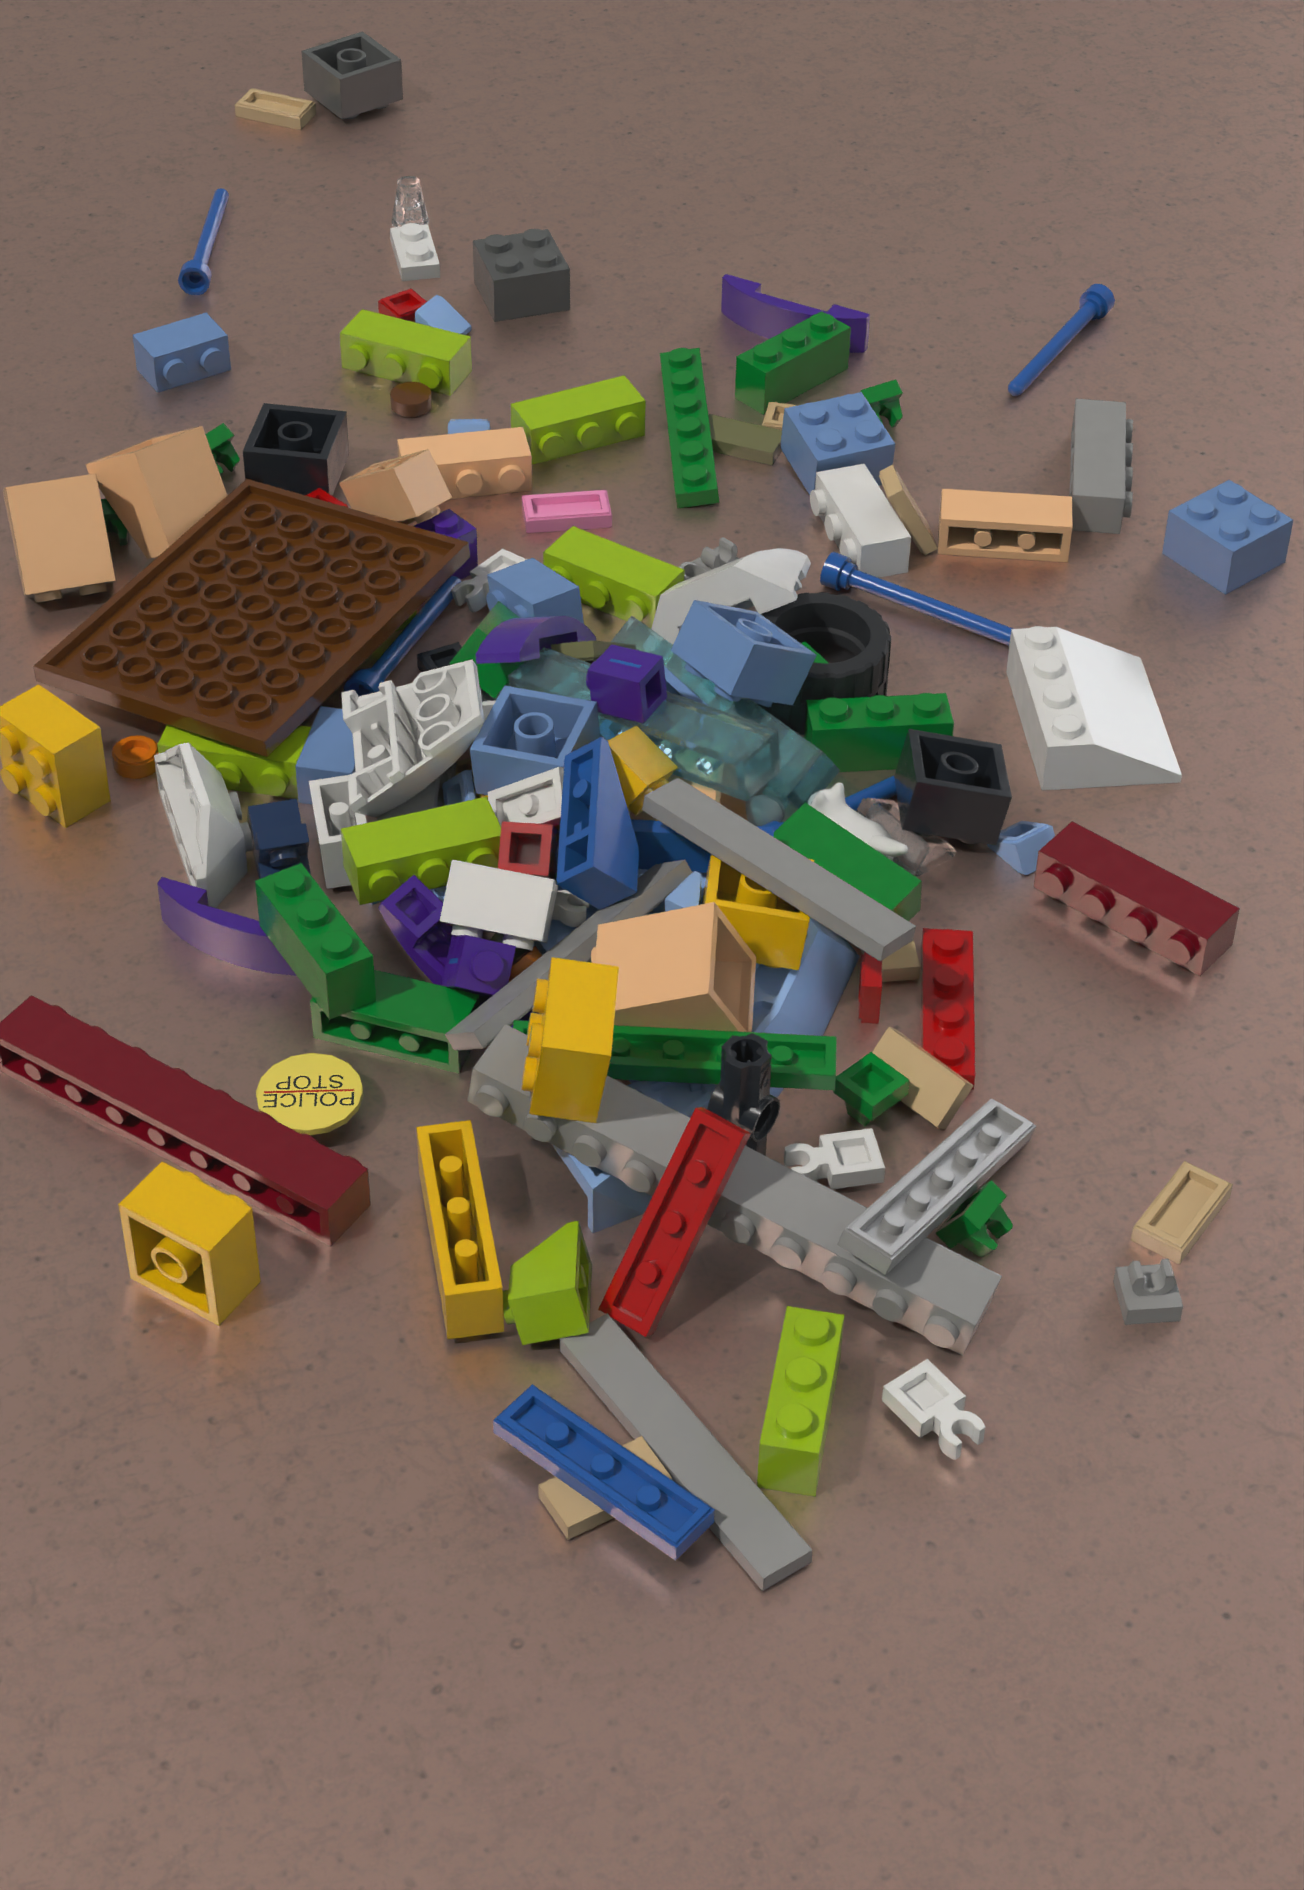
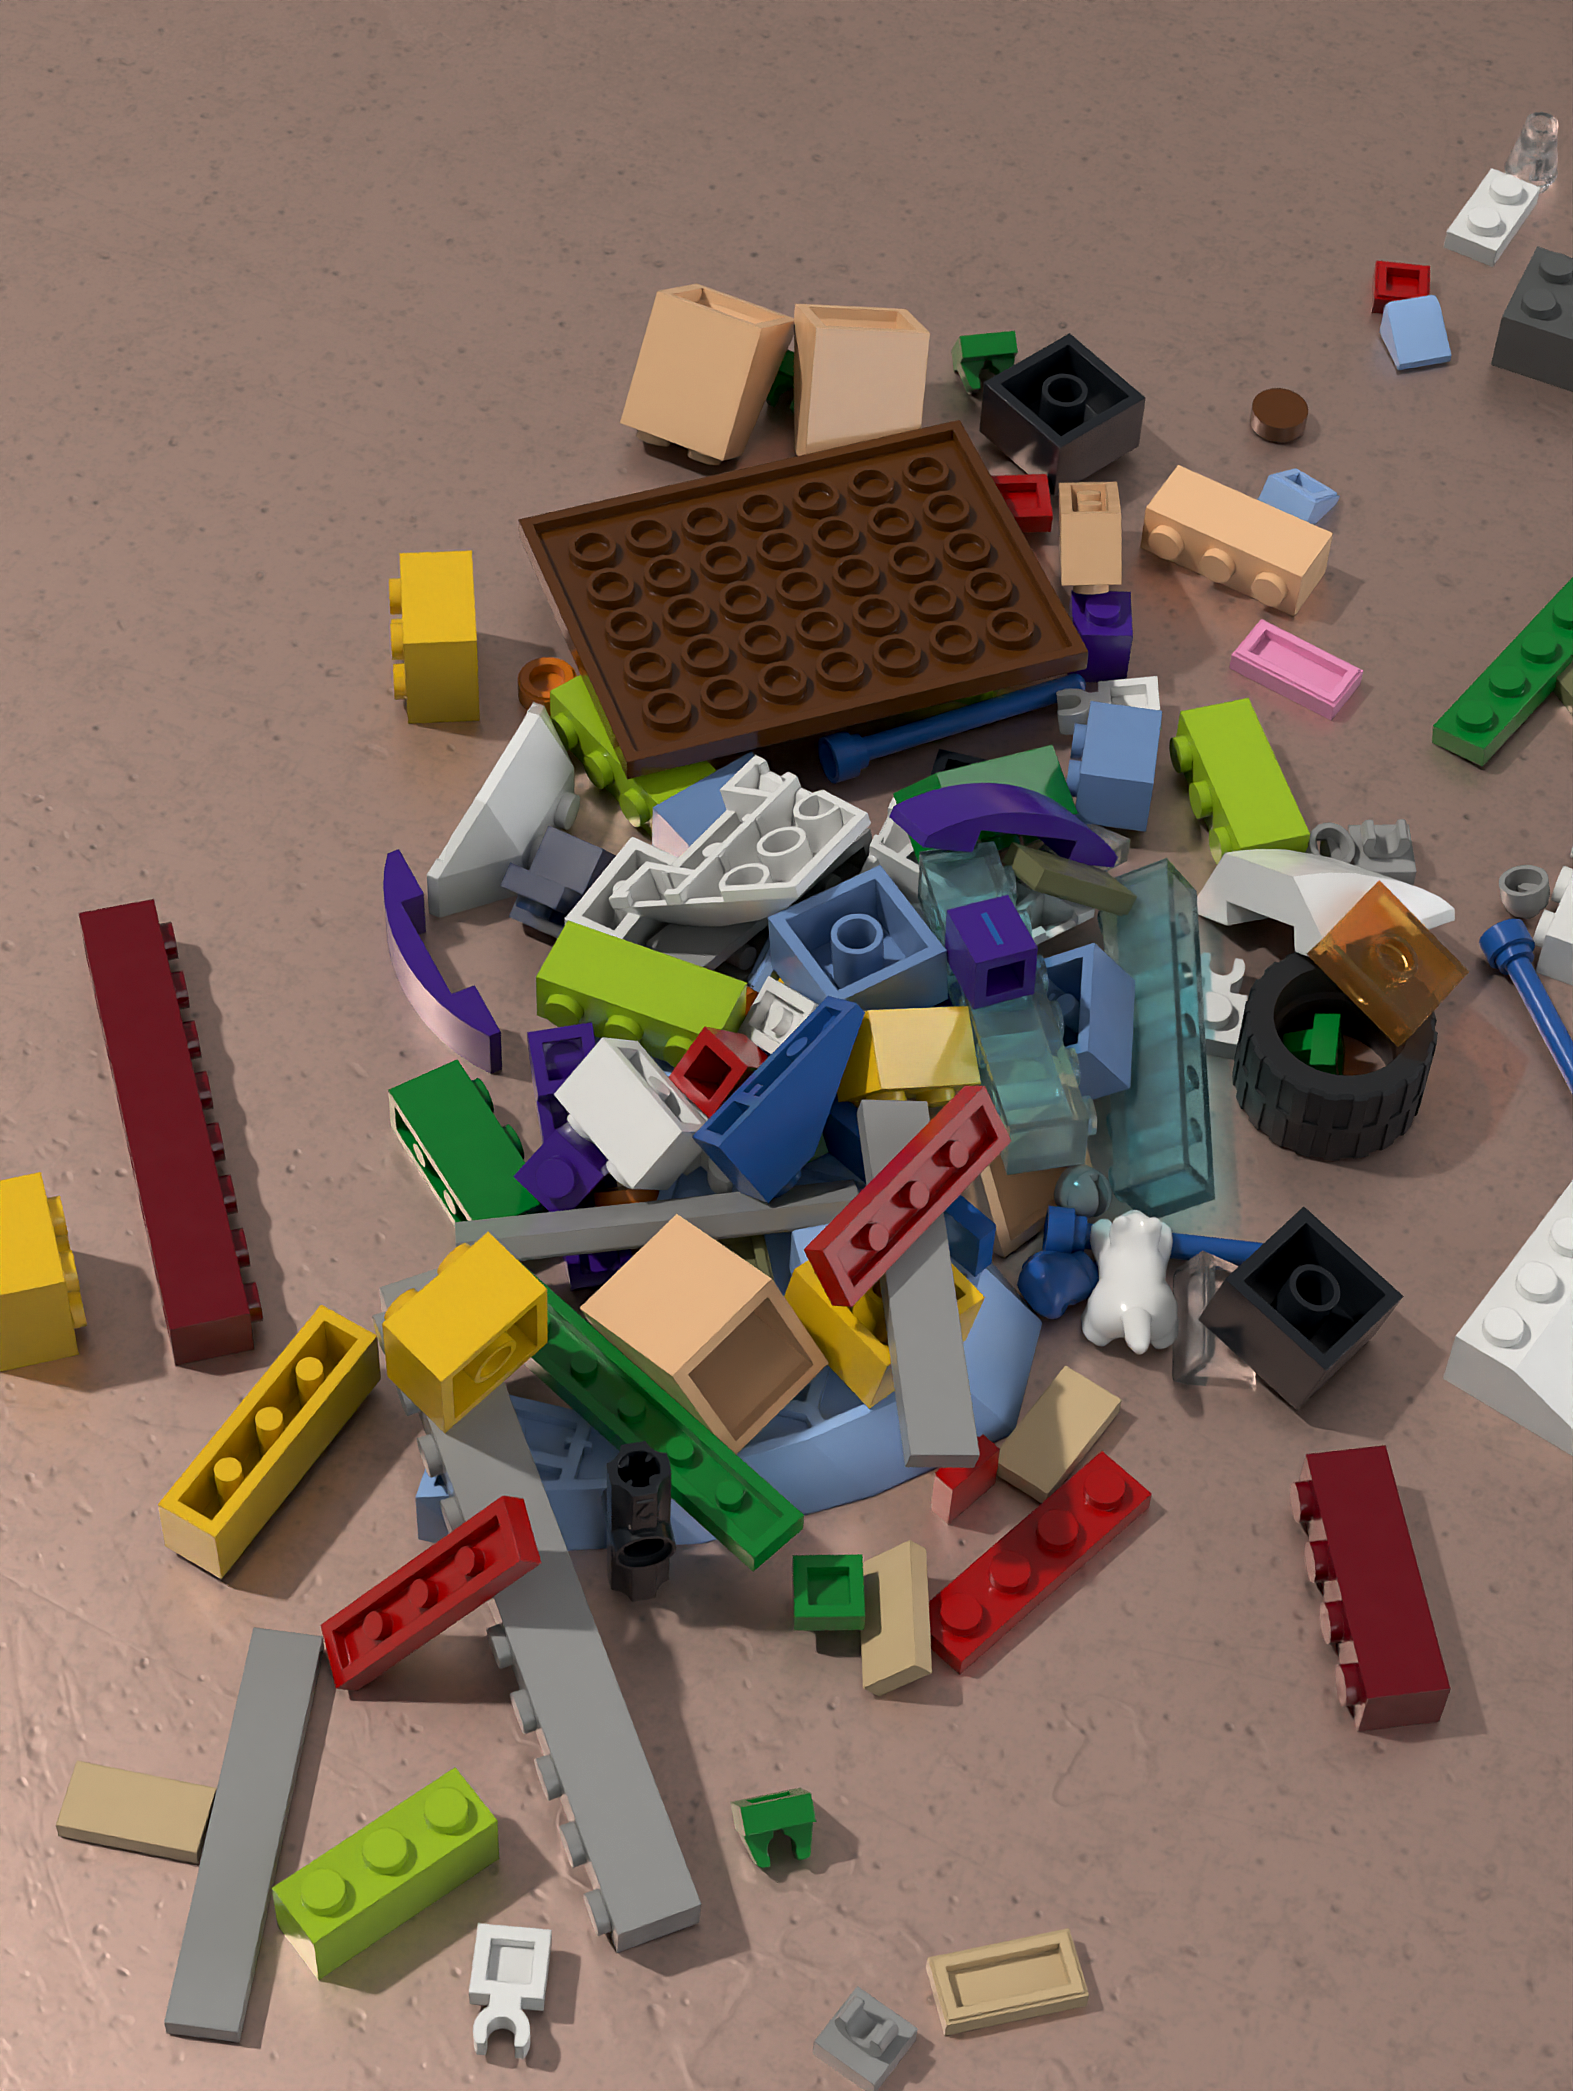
camera: 40 degrees right, 10 degrees up
(181, 352) = (1086, 206): medium blue brick -> none
(195, 274) = (1210, 108): blue piece -> none
(310, 1093) = (301, 1190): light yellow piece -> none
(316, 941) = (436, 1029): green brick -> none
(406, 351) = (1328, 351): lime brick -> none
(551, 1288) = (295, 1569): lime slope -> none
(580, 418) = (1425, 558): lime brick -> none
(604, 1472) = (136, 1797): blue tile -> none
(737, 819) = (907, 1196): none -> red plate
(742, 654) = (1199, 991): medium blue brick -> none
(816, 541) = (1524, 890): none -> light grey hinge
(823, 583) = (1388, 963): none -> clear orange tile
(842, 1158) = (721, 1652): white plate -> none
(851, 860) = (1050, 1331): green brick -> none
(872, 730) = (1292, 1165): green brick -> none
(936, 1186) = (748, 1756): light grey tile -> none
(1020, 844) = (1335, 1424): light blue slope -> none

